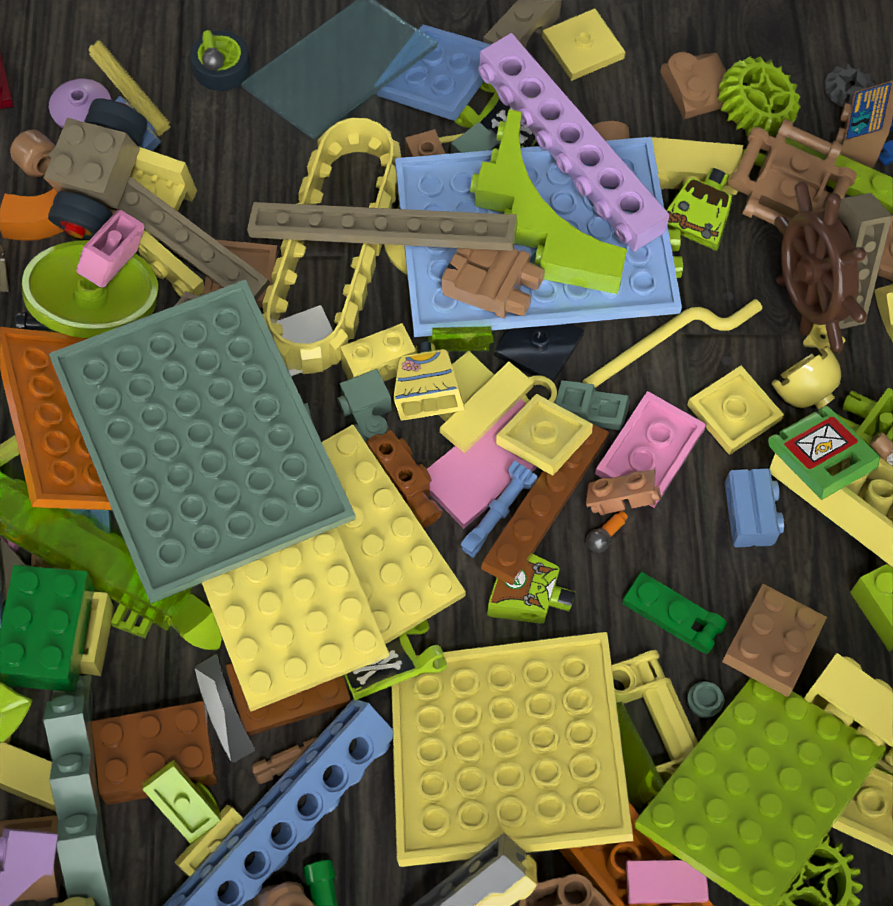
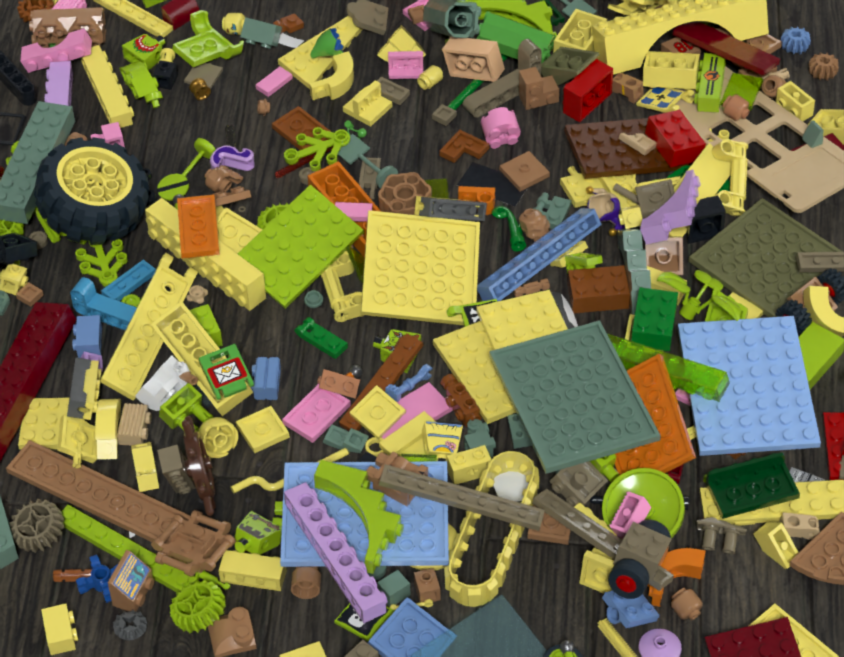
camera: 170 degrees left, 15 degrees down
(775, 640) = (271, 315): medium nougat plate -> none

